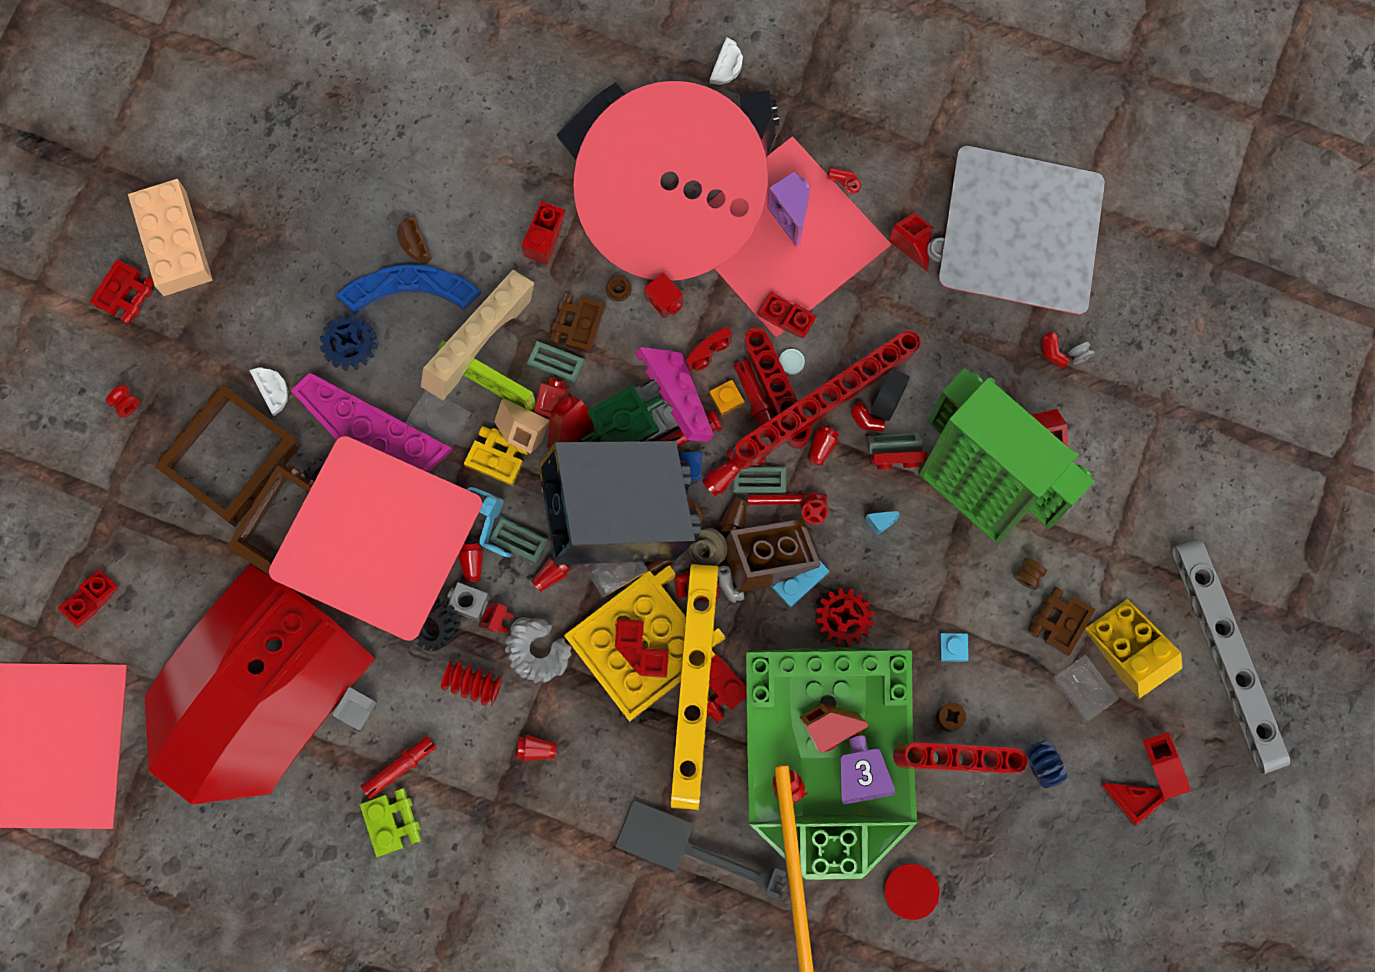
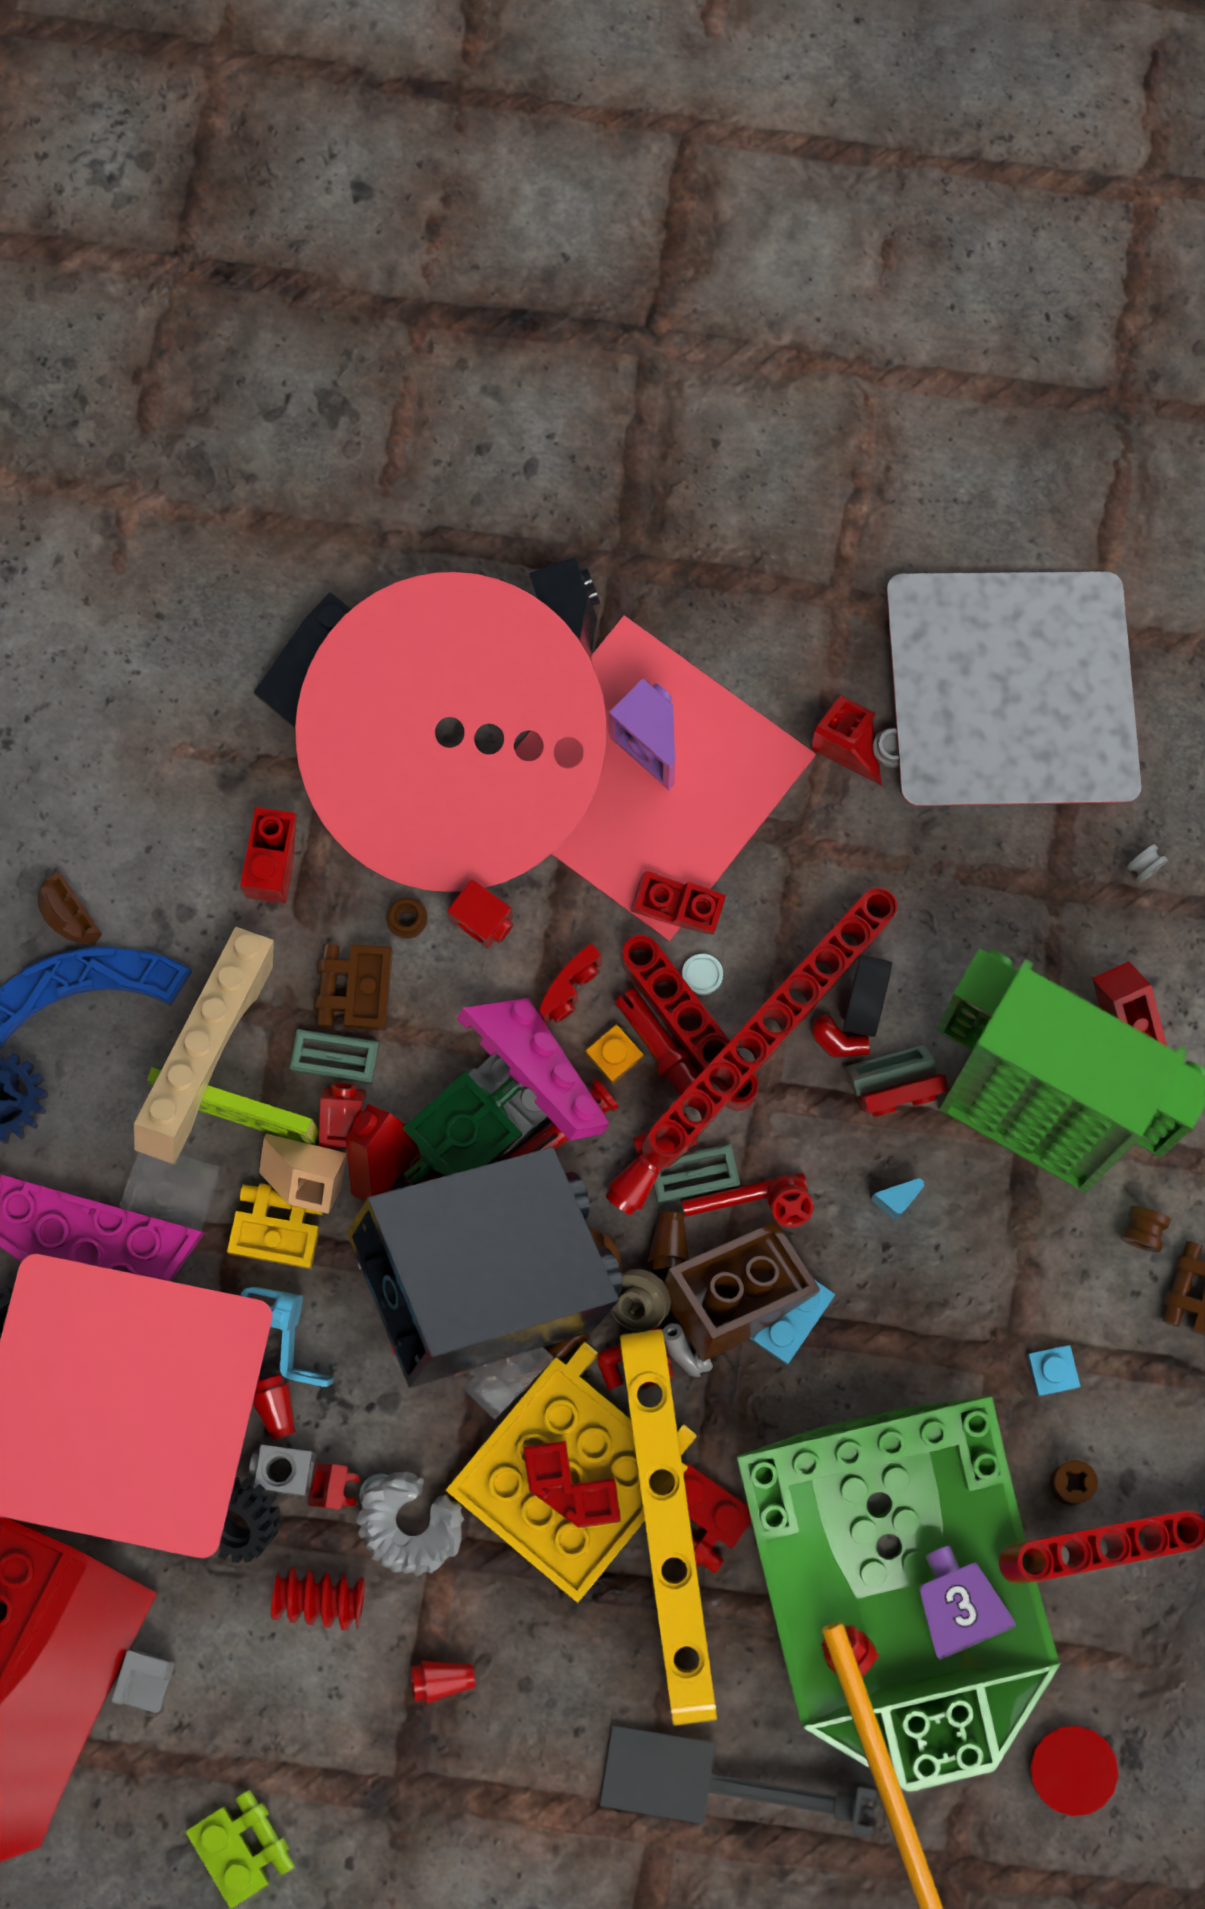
camera: 10 degrees left, 0 degrees up
(408, 759) = (244, 1743): red pin -> none
(537, 549) = (375, 1362): sand green tile -> none
(549, 574) = (400, 1399): red cone -> none
(694, 460) = (587, 1168): blue slope -> none
(728, 63) = (498, 522): white plate -> none
(823, 444) = (781, 1095): red cone -> none
(831, 725) = (893, 1541): slope -> none
(841, 628) = (874, 1382): red gear -> none
(846, 178) = (722, 664): red arm -> none
(1051, 350) = (1099, 867): red arm -> none

